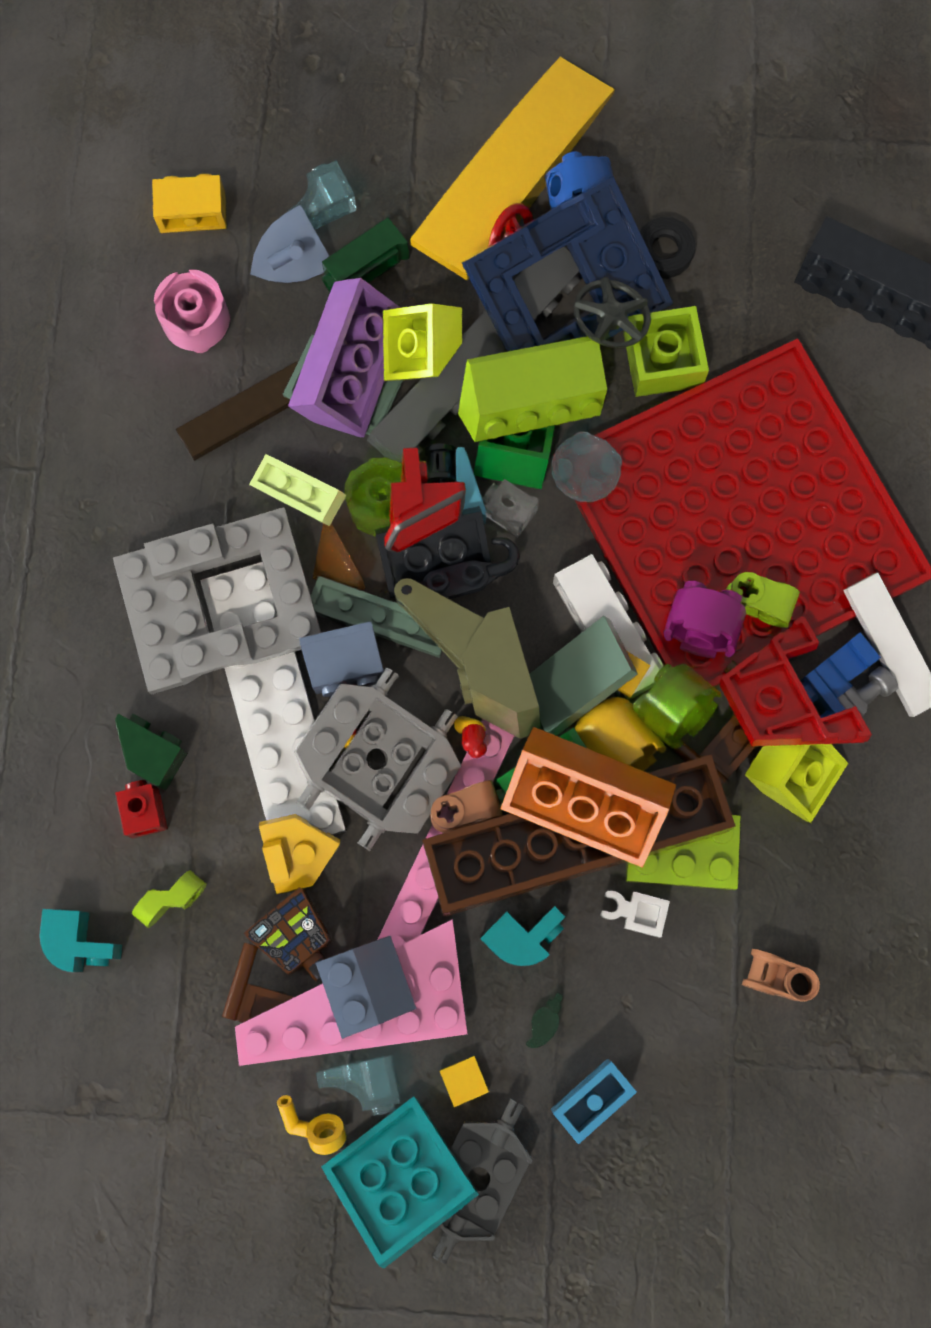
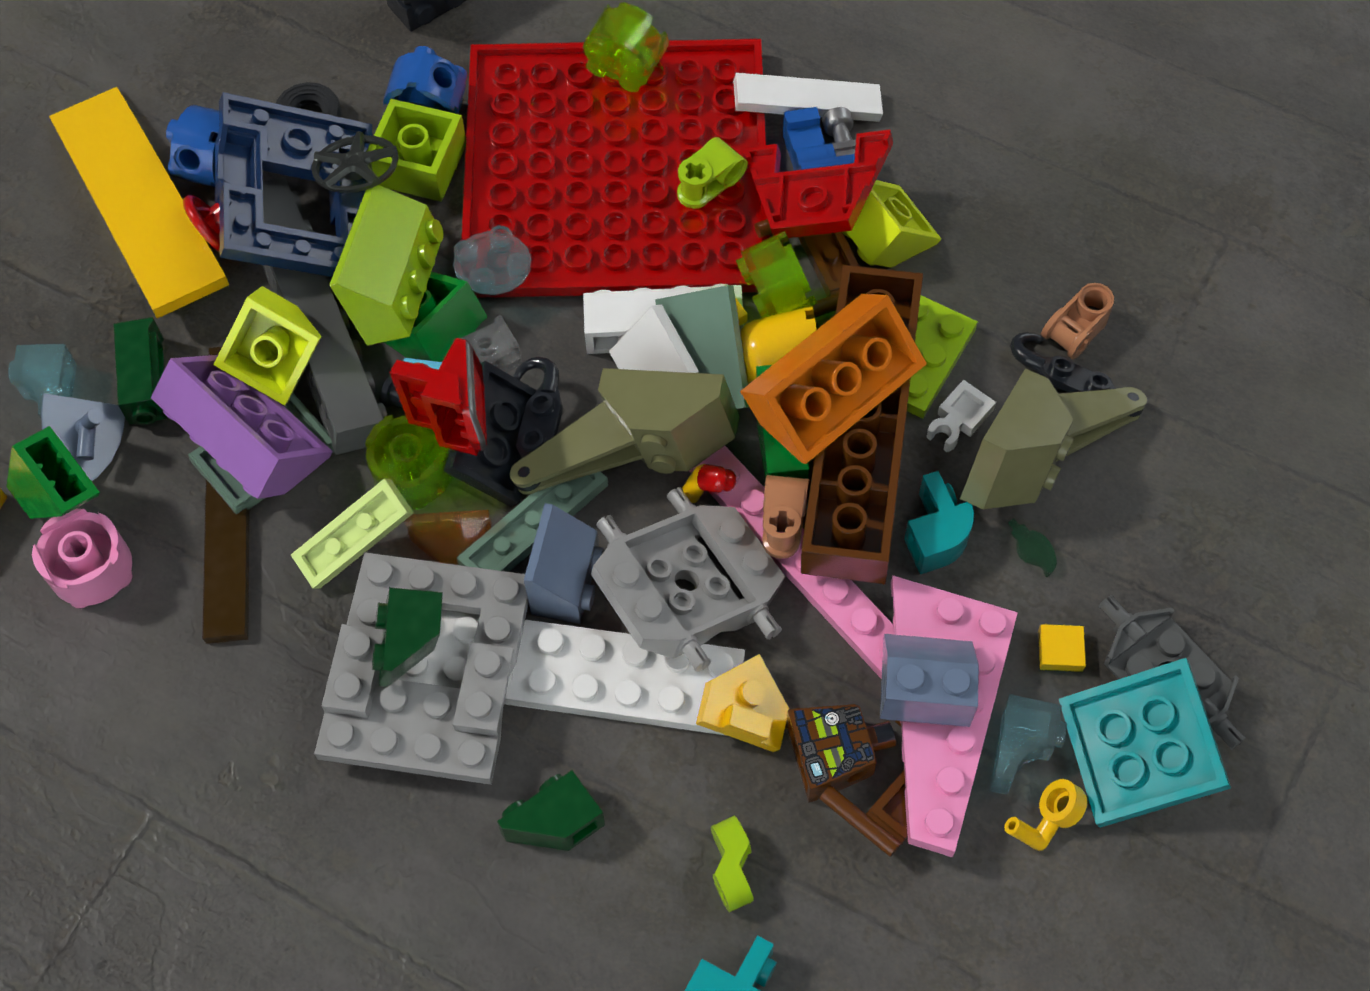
camera: 65 degrees left, 15 degrees down
(141, 809) = (616, 851): red brick -> none
(221, 575) = (409, 629): none -> dark green slope
(228, 253) = (47, 477): none -> green slope
(556, 640) = (653, 345): none -> white tile
(593, 1101) = (1133, 526): dark azure brick -> none
(647, 987) = (1044, 426): none -> olive slope
(705, 620) = (707, 219): magenta brick -> none
(727, 327) = (427, 81): none -> blue brick
(850, 466) = (625, 46): none -> clear neon green brick

